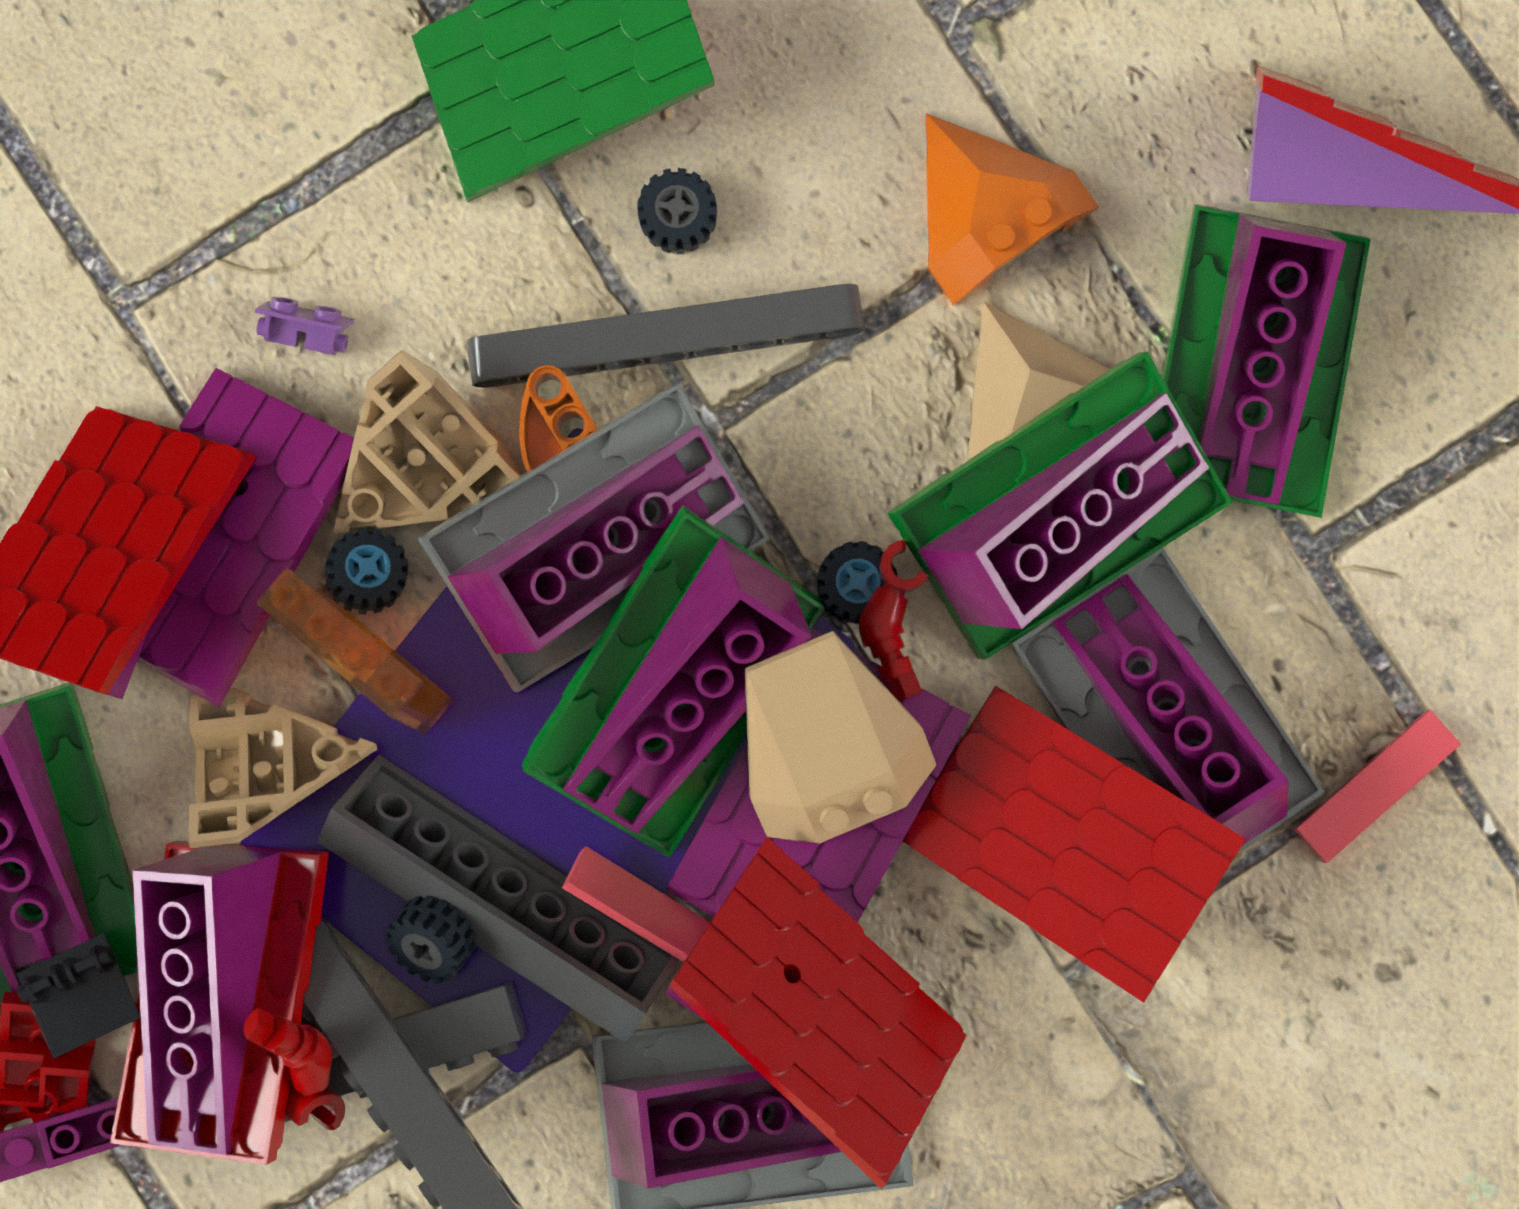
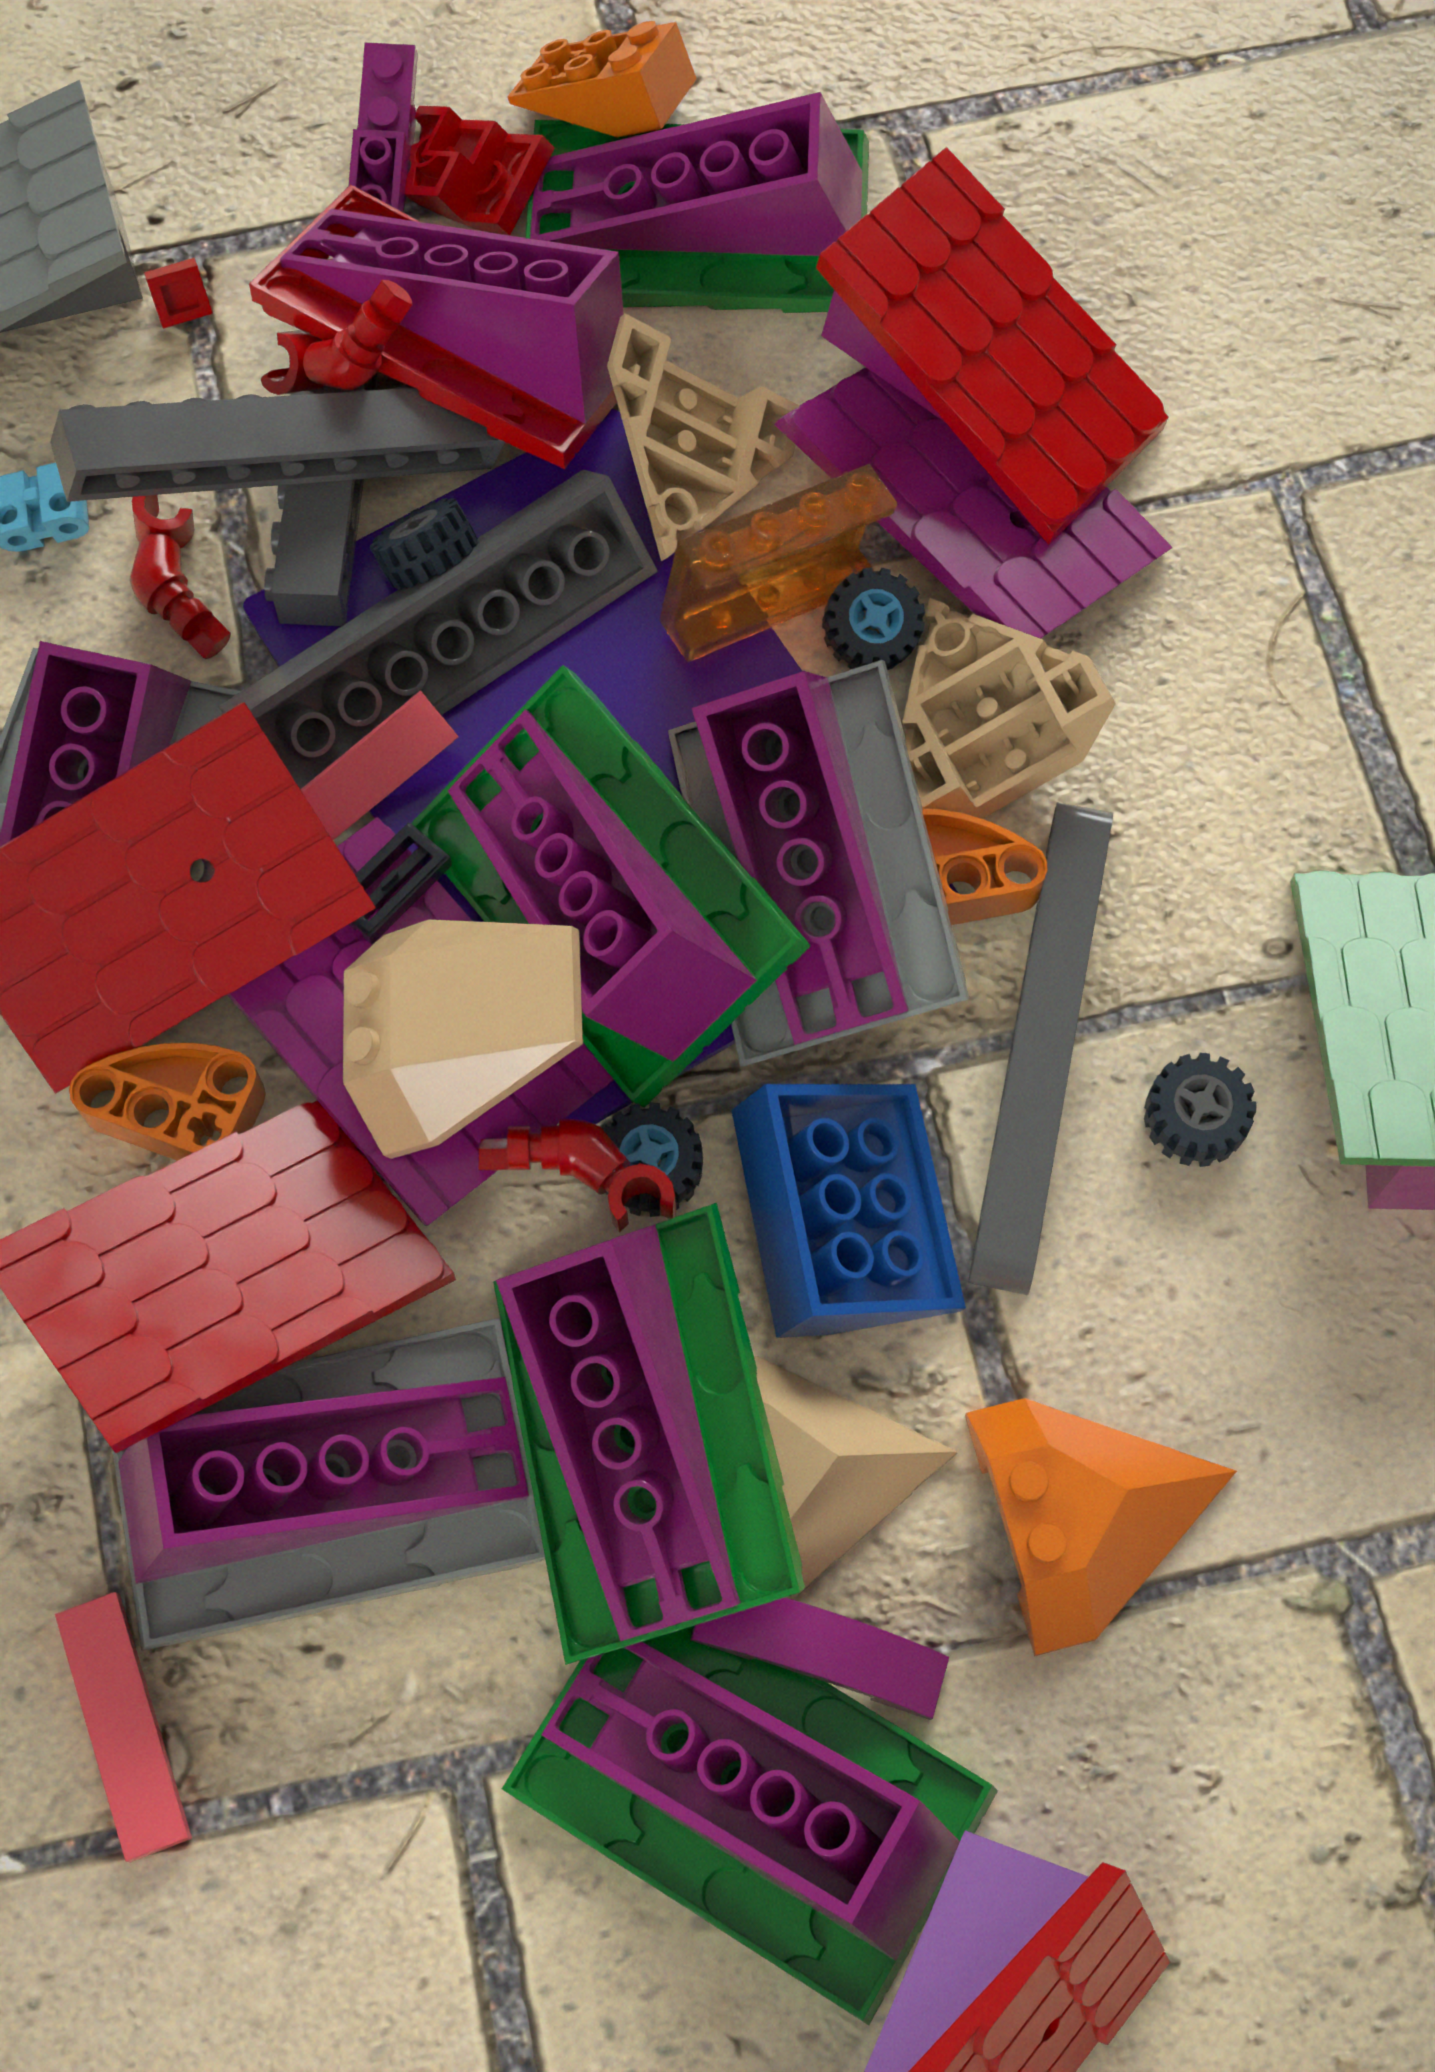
camera: 110 degrees right, 15 degrees down
(78, 995) = (521, 195): black hinge -> none
(286, 320) = (1205, 633): medium lavender hinge -> none
(530, 1143) = (160, 581): none -> red piece
(687, 834) = (411, 891): none -> black tile
(842, 431) = (845, 1207): none -> blue slope
(928, 937) = (171, 1078): none -> orange beam
(1154, 319) = (833, 1651): none -> magenta slope

